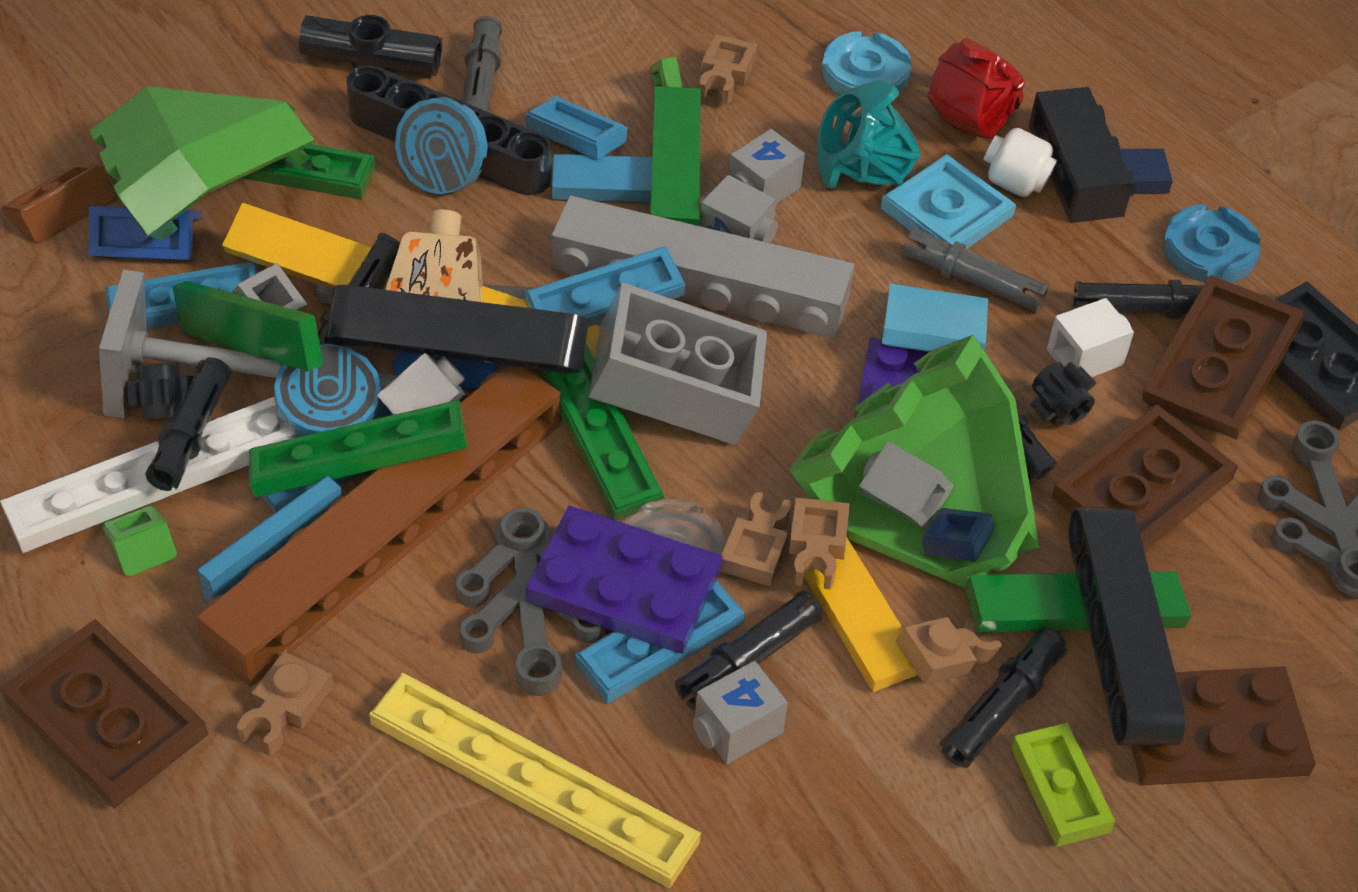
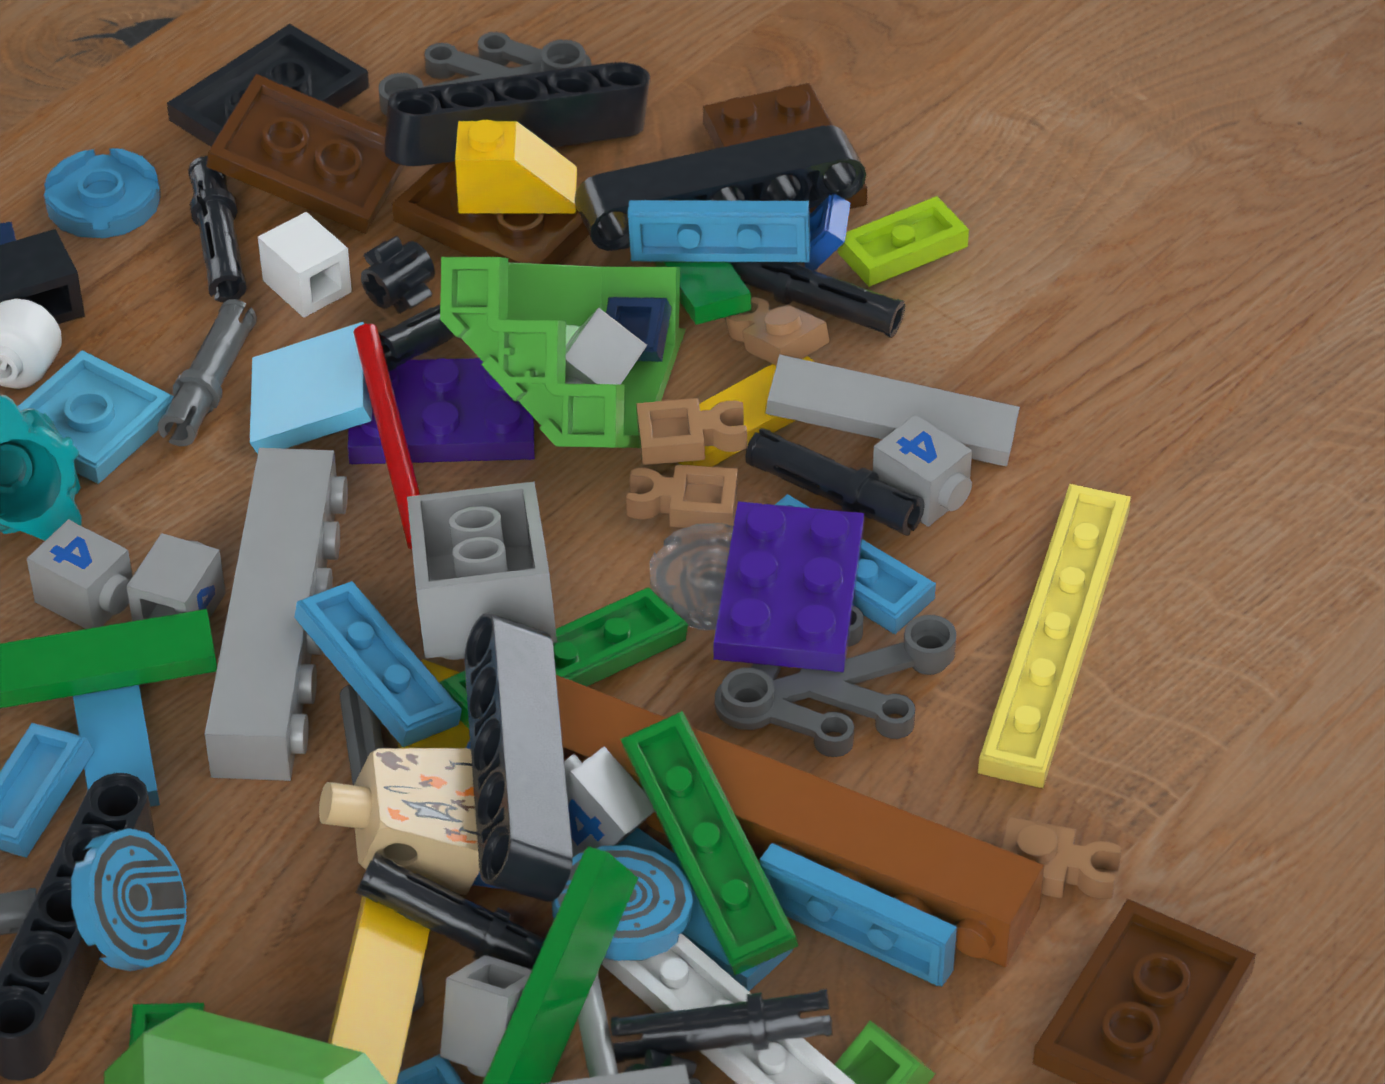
camera: 100 degrees left, 5 degrees down
(822, 714) = (879, 405): none -> light grey tile
(861, 351) = (387, 420): none -> red bar
(1051, 601) = (719, 231): none -> dark azure tile
(1076, 712) = (827, 229): none -> blue tile
(1165, 470) = (511, 171): none -> yellow slope
(1257, 501) = (554, 105): none -> black beam

